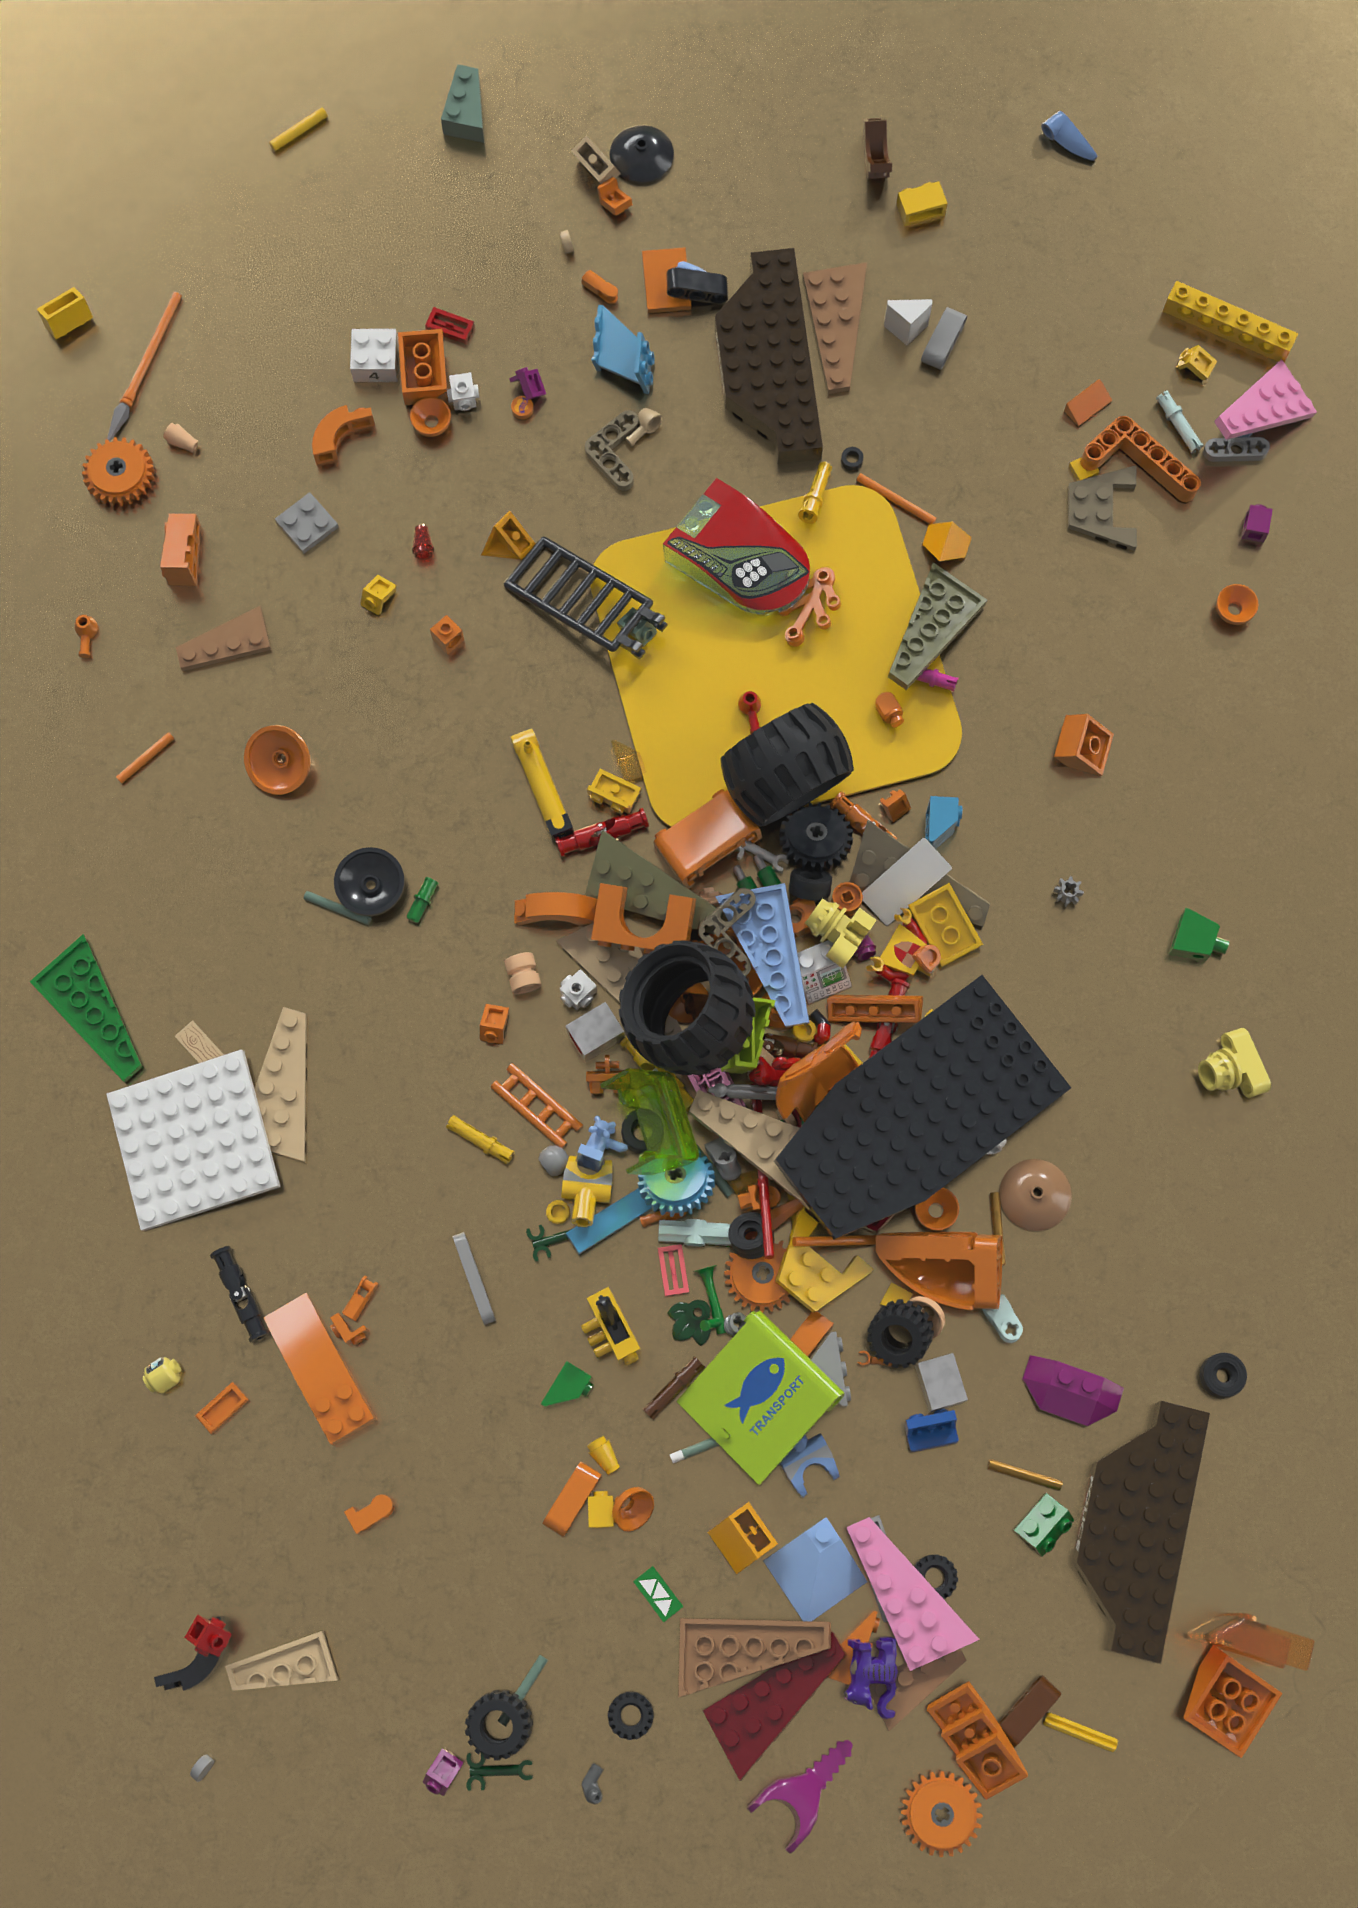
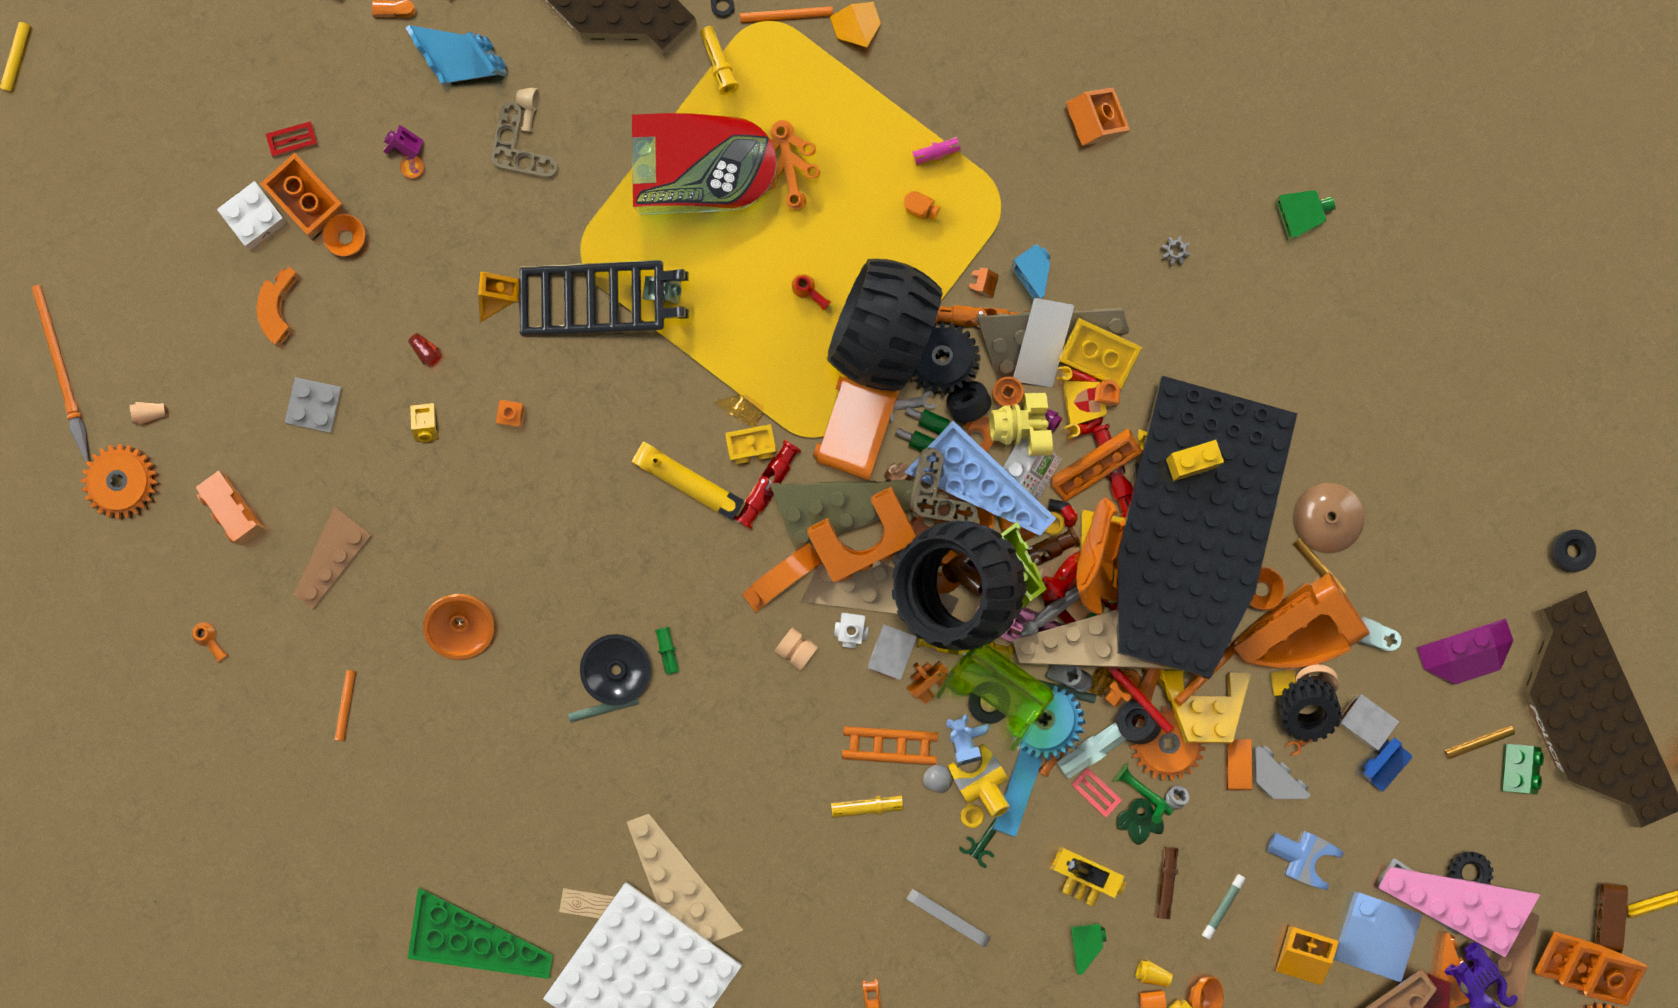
camera: 40 degrees left, 10 degrees up
(462, 391) = (348, 187): white brick -> none
(493, 1023) = (804, 706): orange bracket -> none
(761, 1395) = (1239, 838): lime door -> none
(938, 617) = (901, 95): olive wing -> none
(956, 1055) = (1194, 460): none -> yellow brick
(1235, 1066) = (1409, 297): light yellow beam -> none

